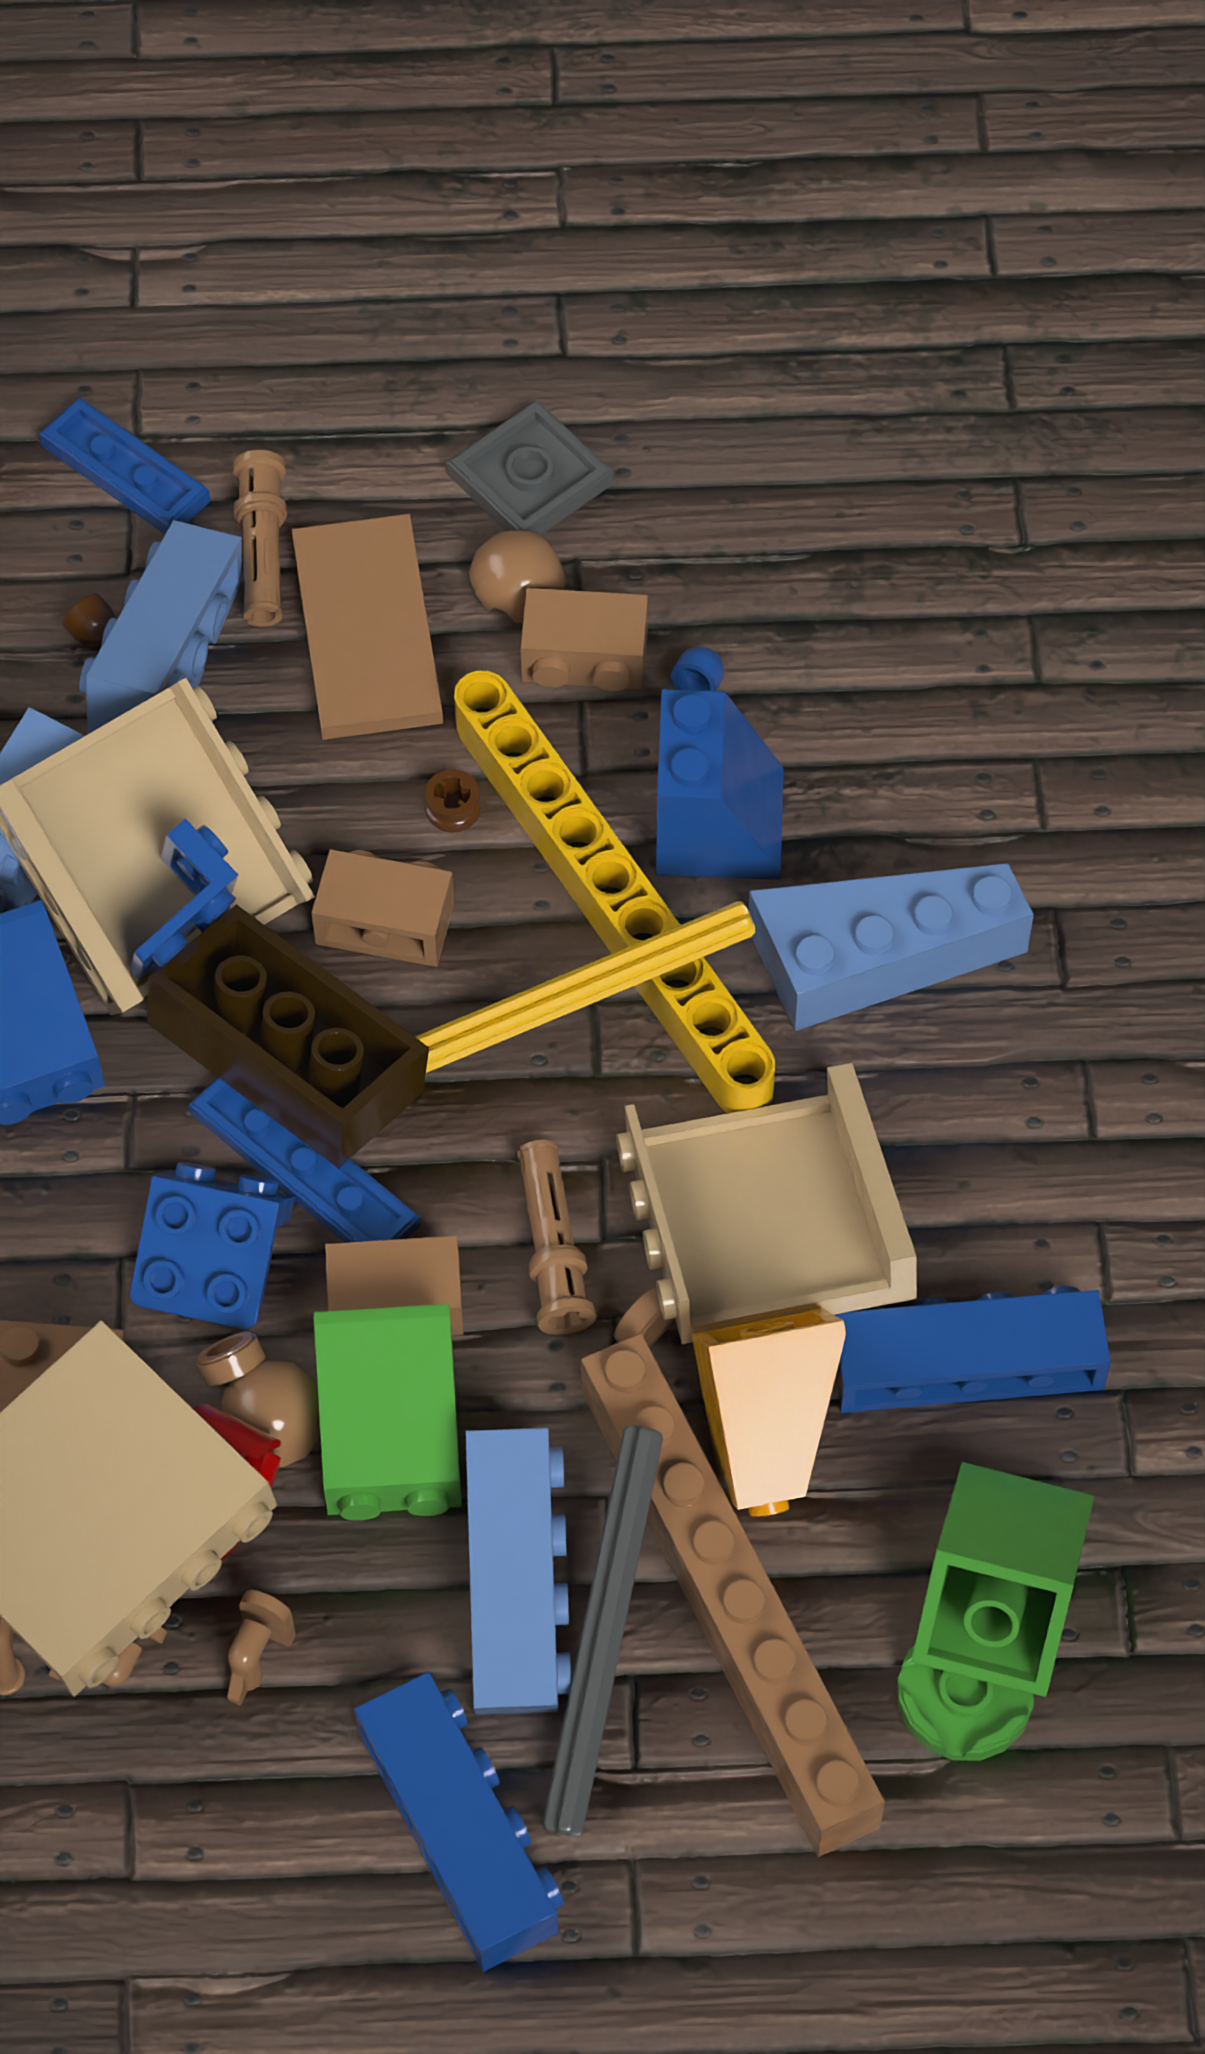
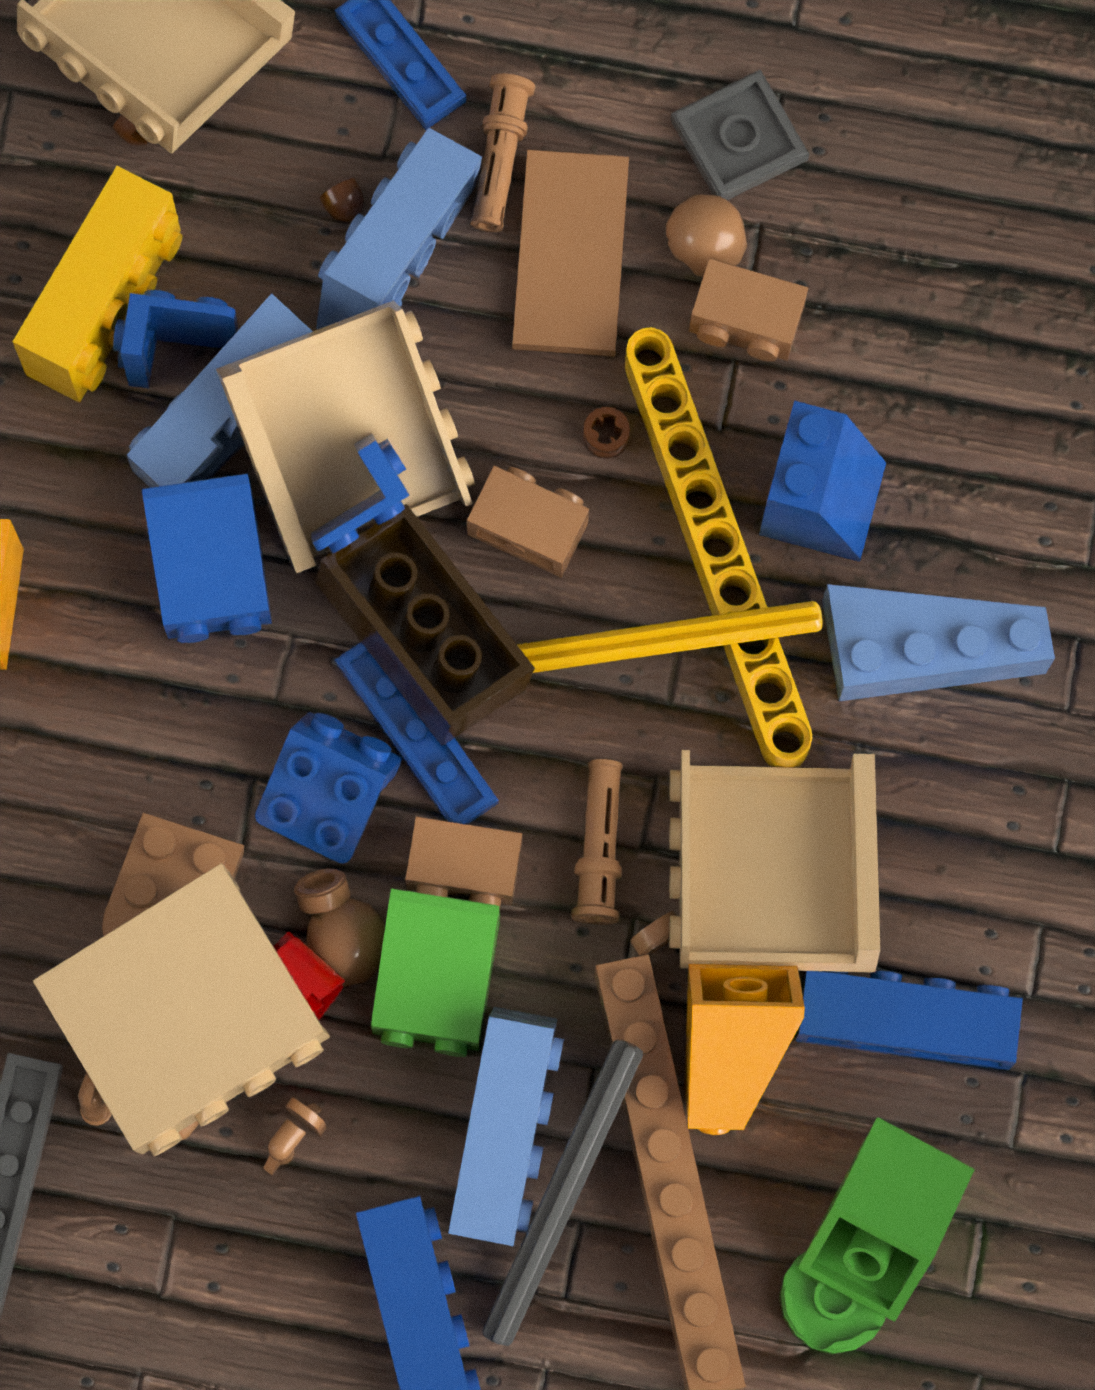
camera: 10 degrees right, 15 degrees up
(698, 670) = (836, 360): blue hinge -> none

